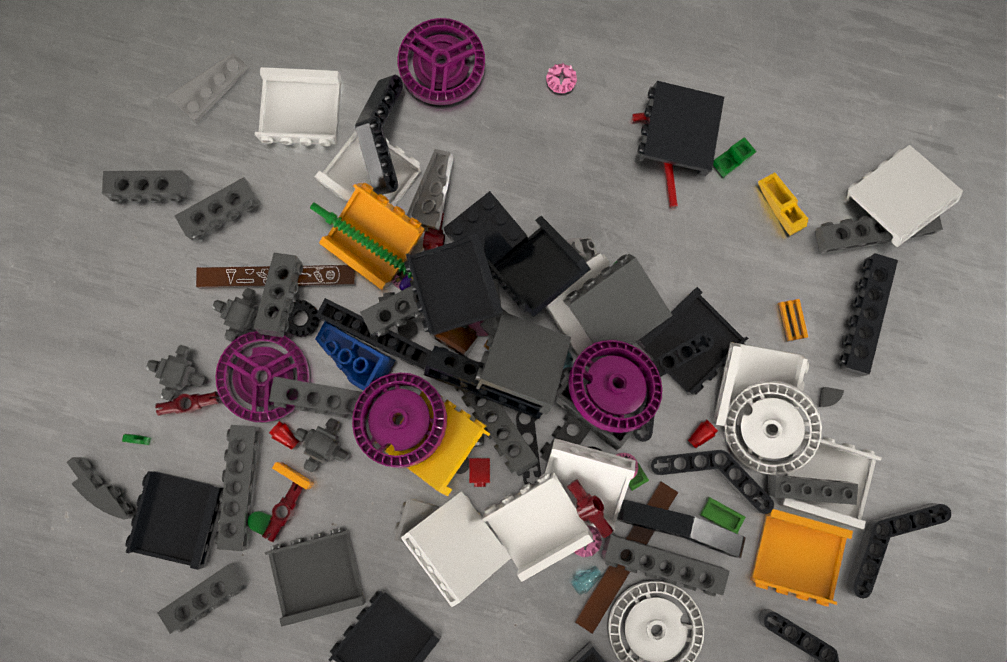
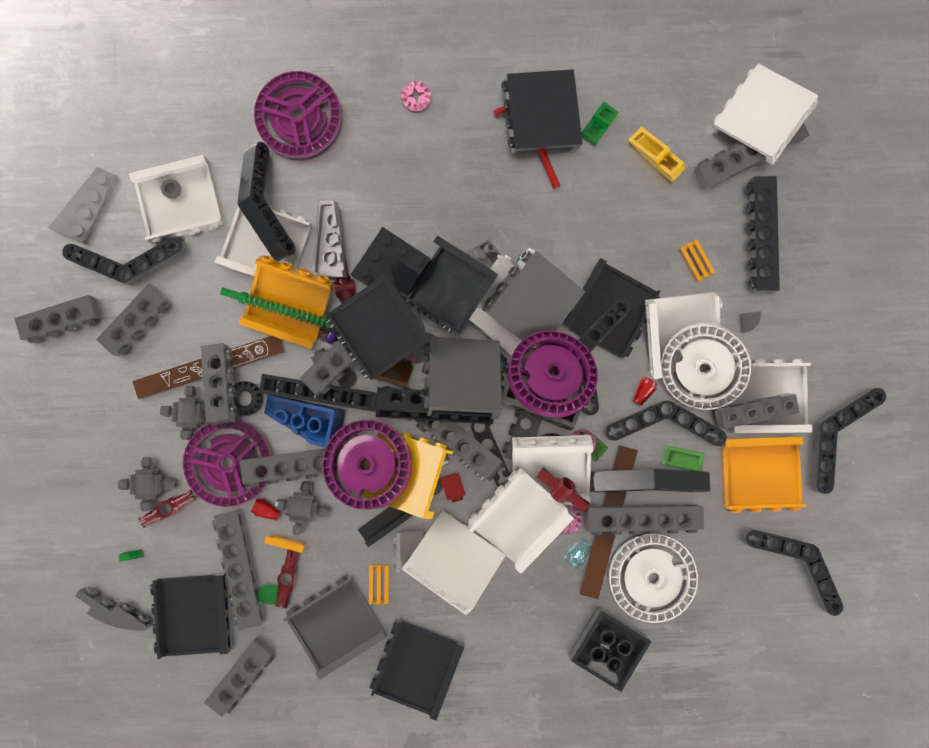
camera: 20 degrees left, 5 degrees up
(234, 157) = (133, 265): none -> black beam
(296, 95) = (171, 189): none -> dark grey tile
(361, 559) = (371, 584): none -> light orange tile
(397, 487) = (382, 524): none -> black fence

